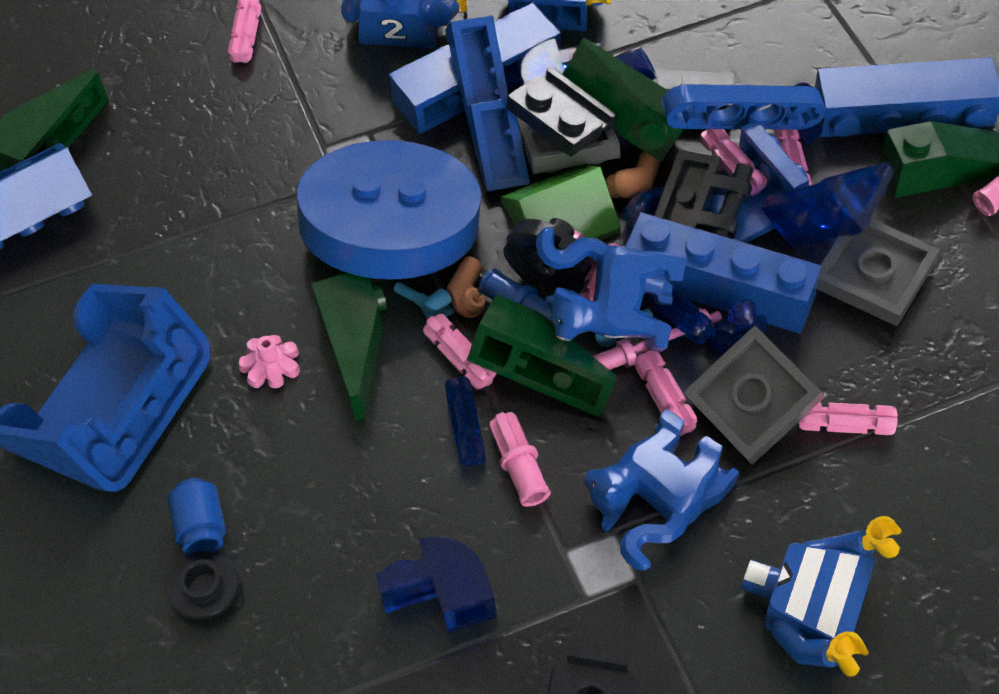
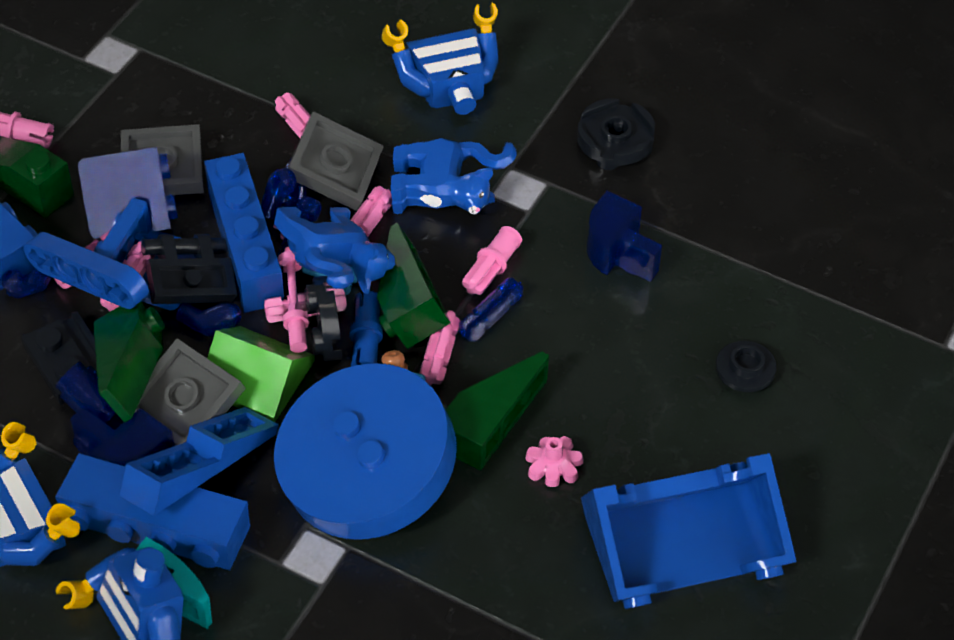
camera: 135 degrees left, 5 degrees down
(196, 516) = (711, 396): blue brick -> none
(387, 51) = (195, 598): none -> teal slope
(560, 111) = (179, 385): plate -> none
(634, 180) = (195, 337): nougat arm -> none

